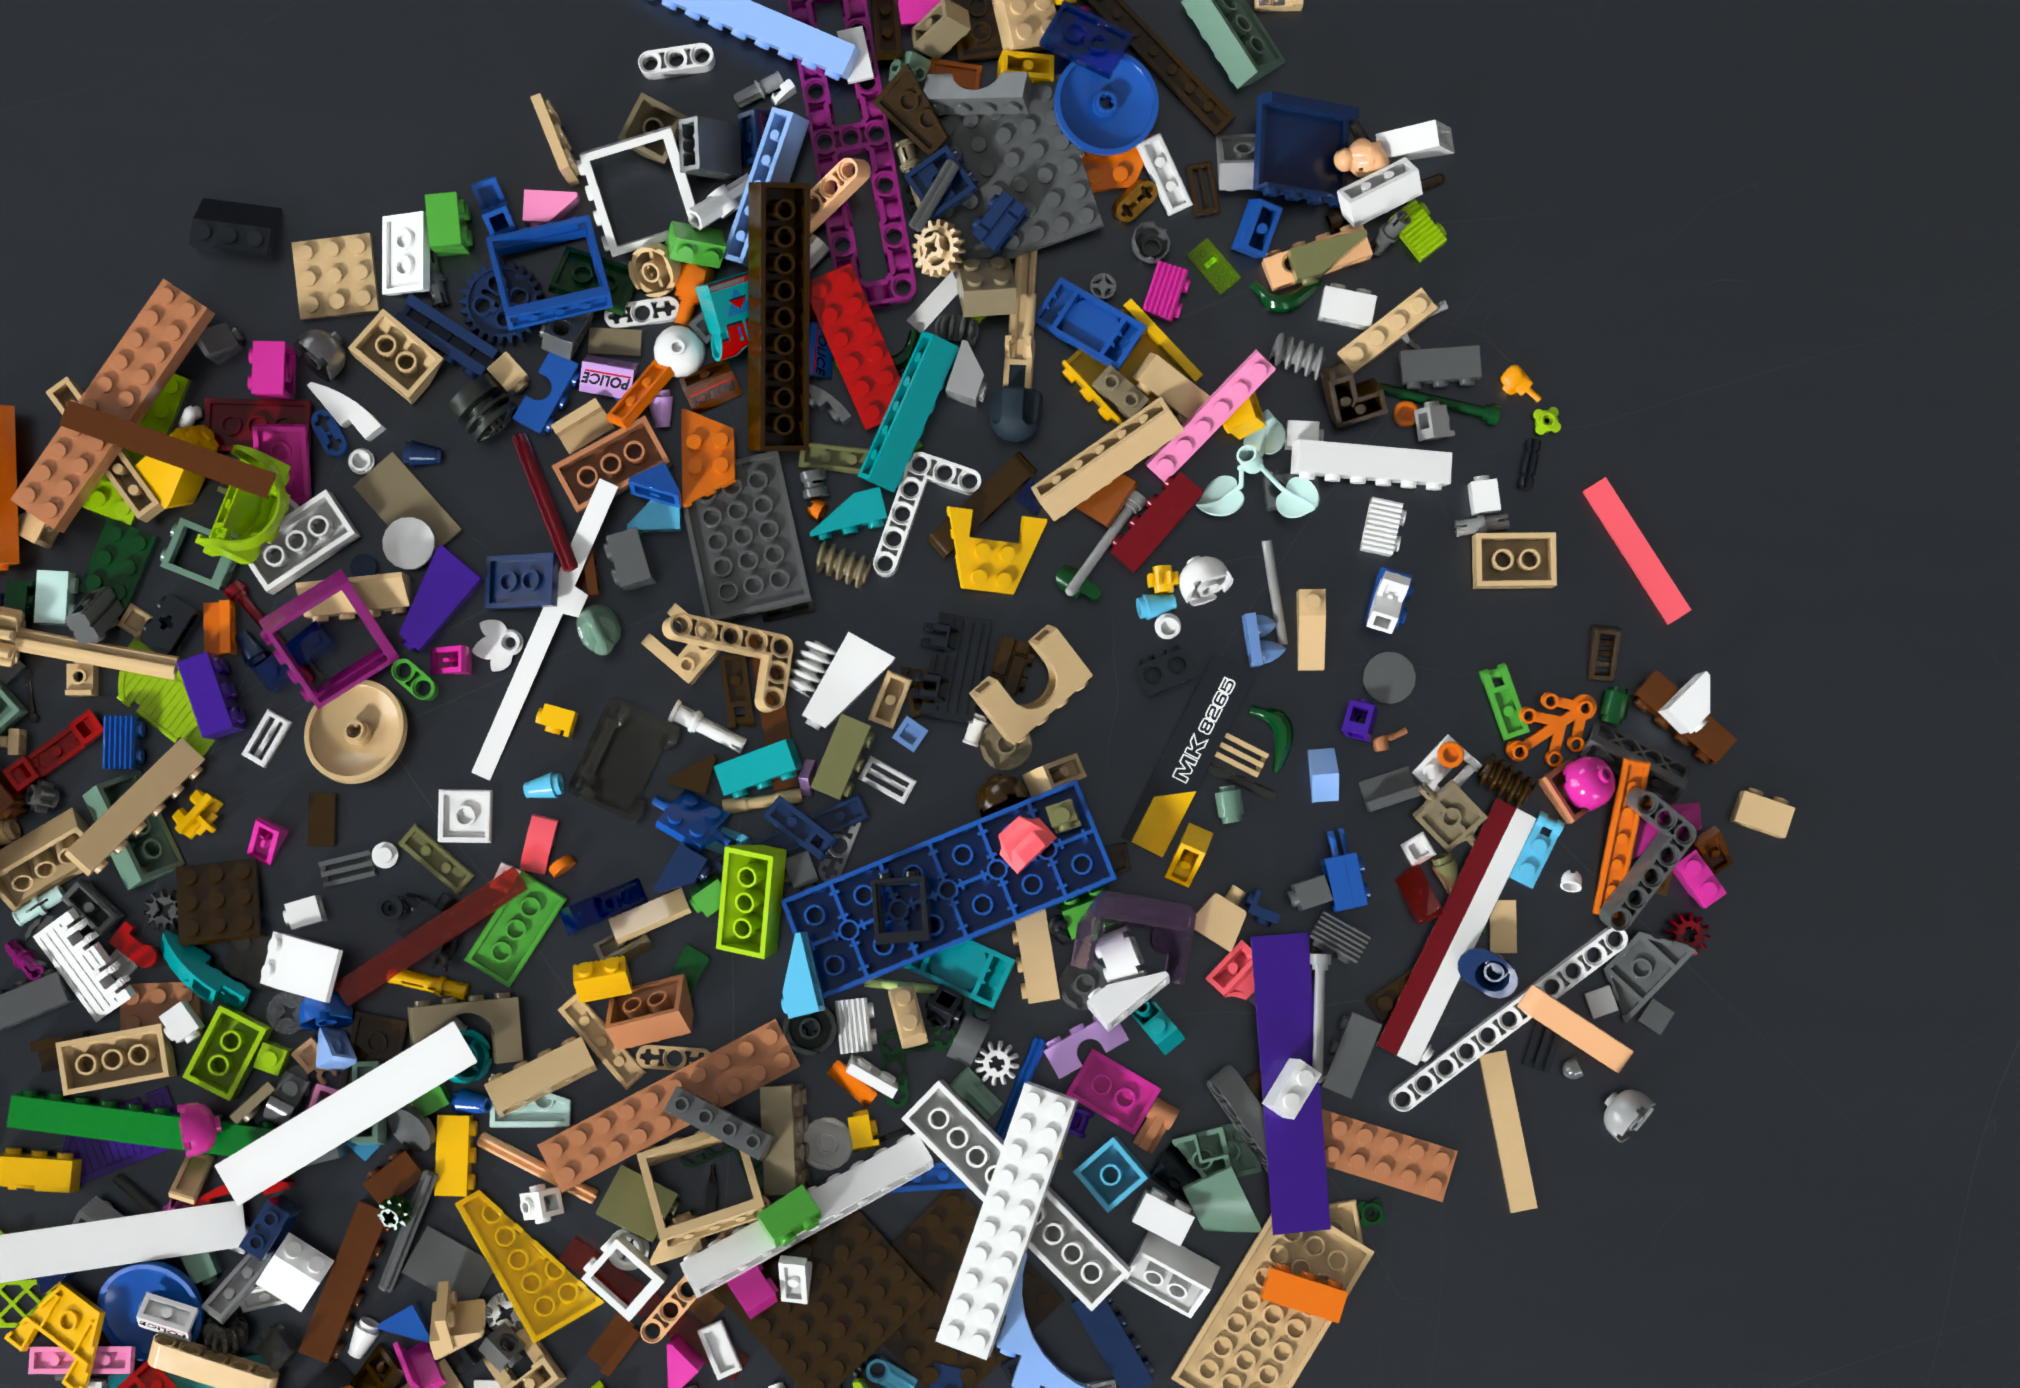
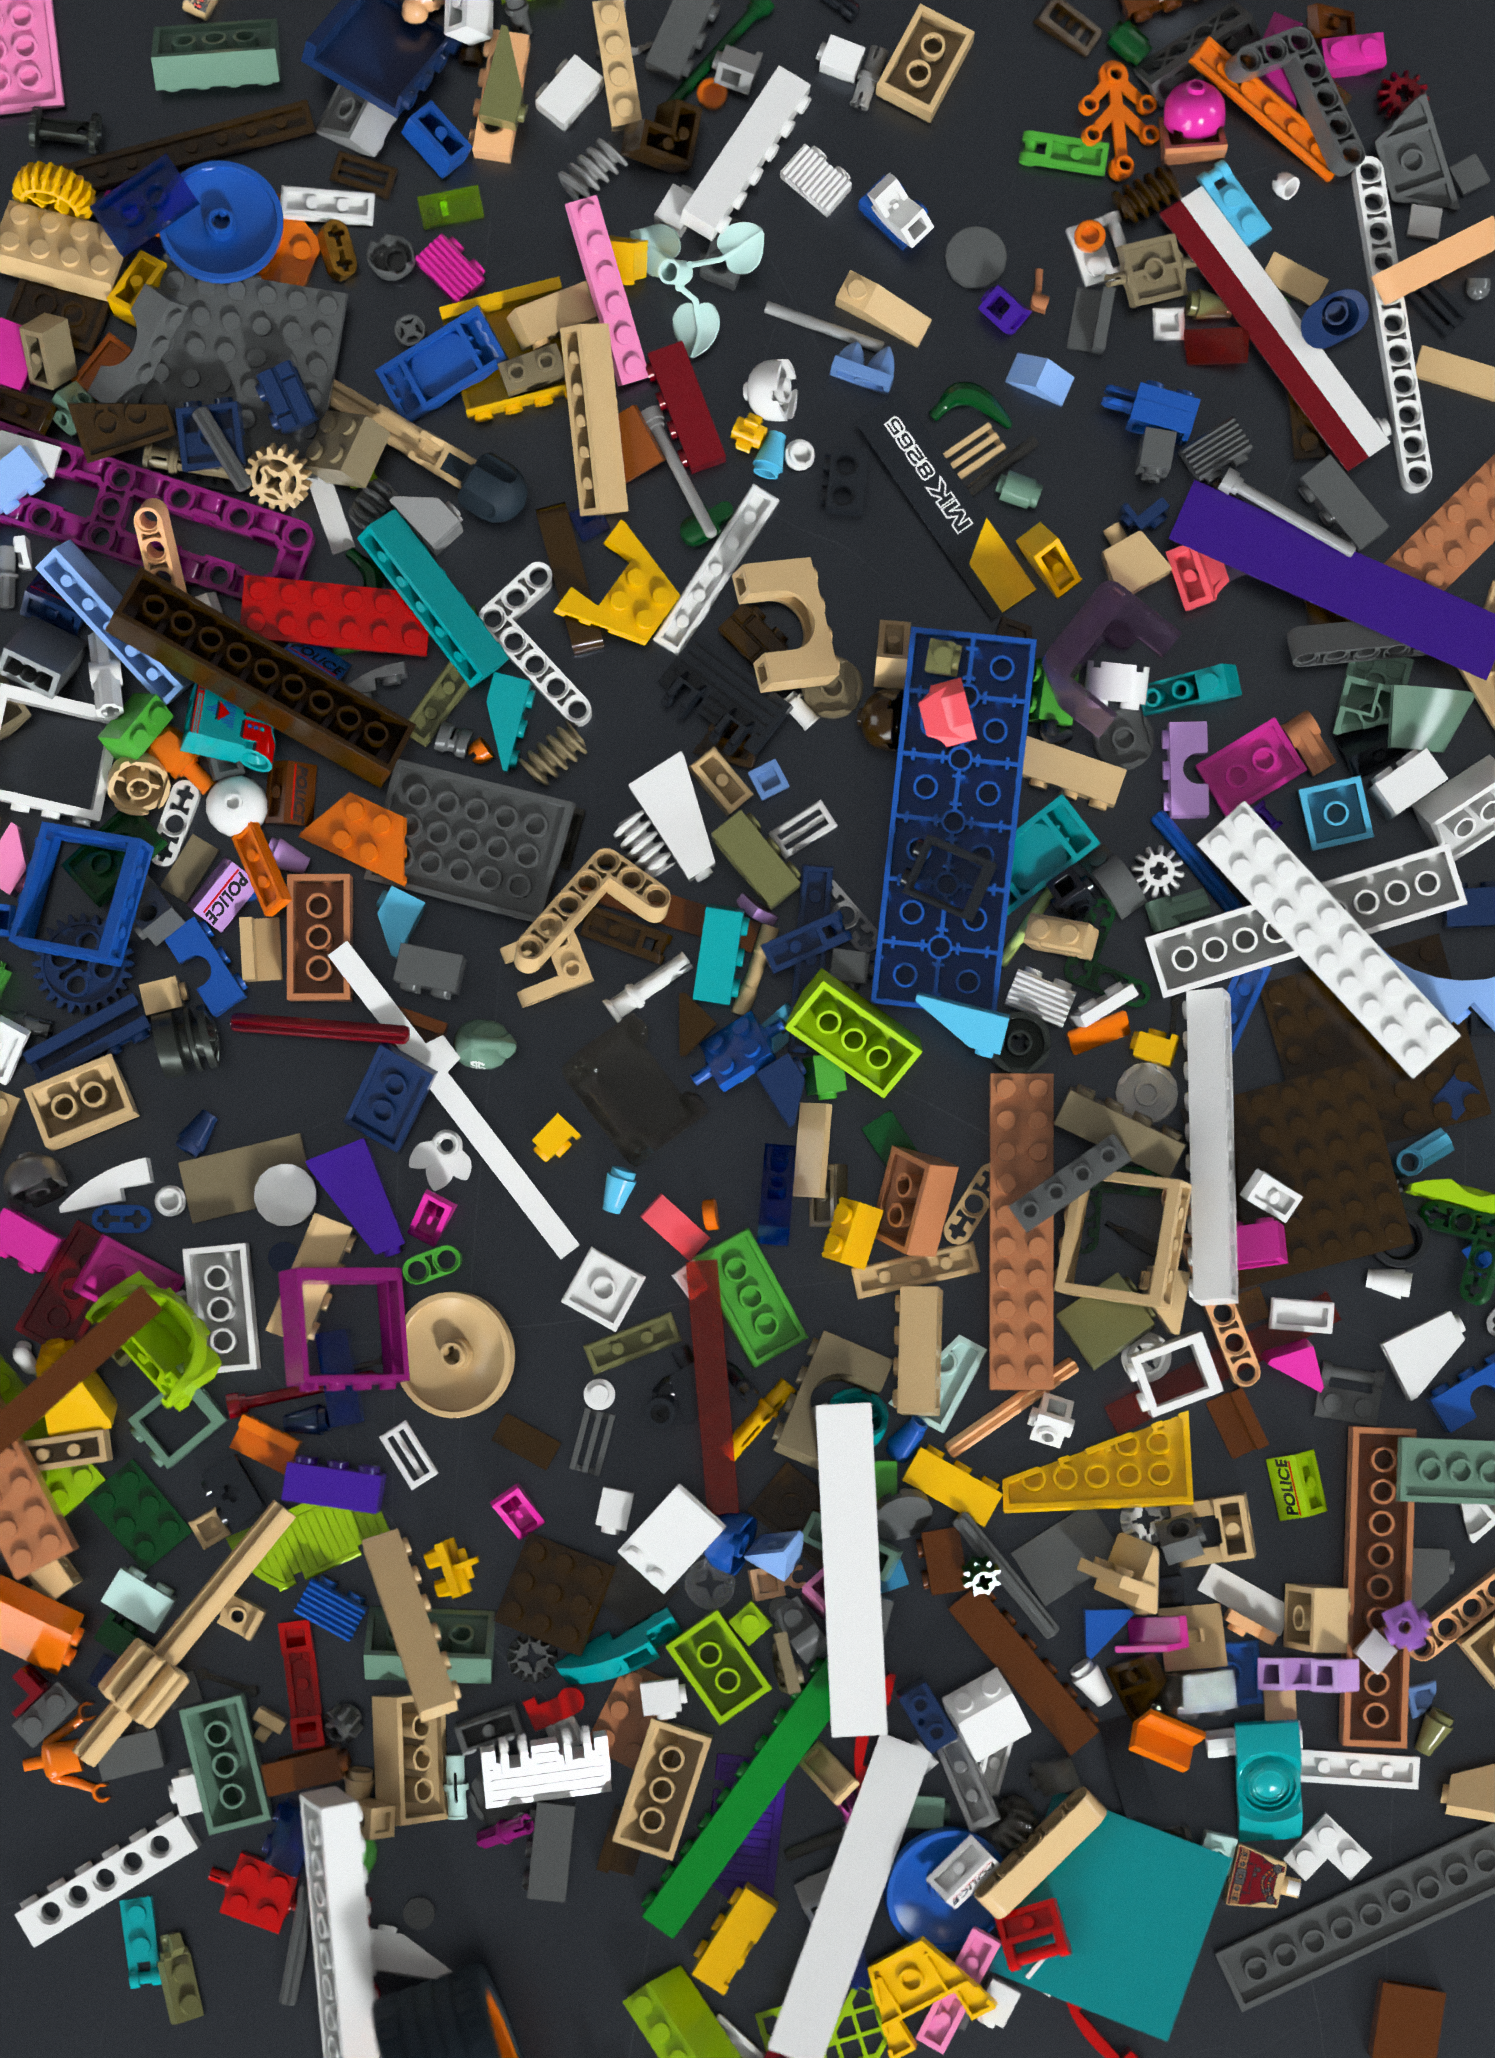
camera: 65 degrees left, 0 degrees up
(94, 615) = (183, 1564): dark grey brick -> none
(198, 1128) = (783, 1735): dark pink cylinder -> none
(656, 485) = (368, 899): blue slope -> none
(789, 1217) = (1206, 1161): bright green brick -> none
(1048, 610) = (716, 569): none -> white tile
(1122, 998) = (1161, 704): white slope -> none
(1286, 301) = (527, 155): dark green piece -> none
(1291, 1088) = (1347, 579): white brick -> none

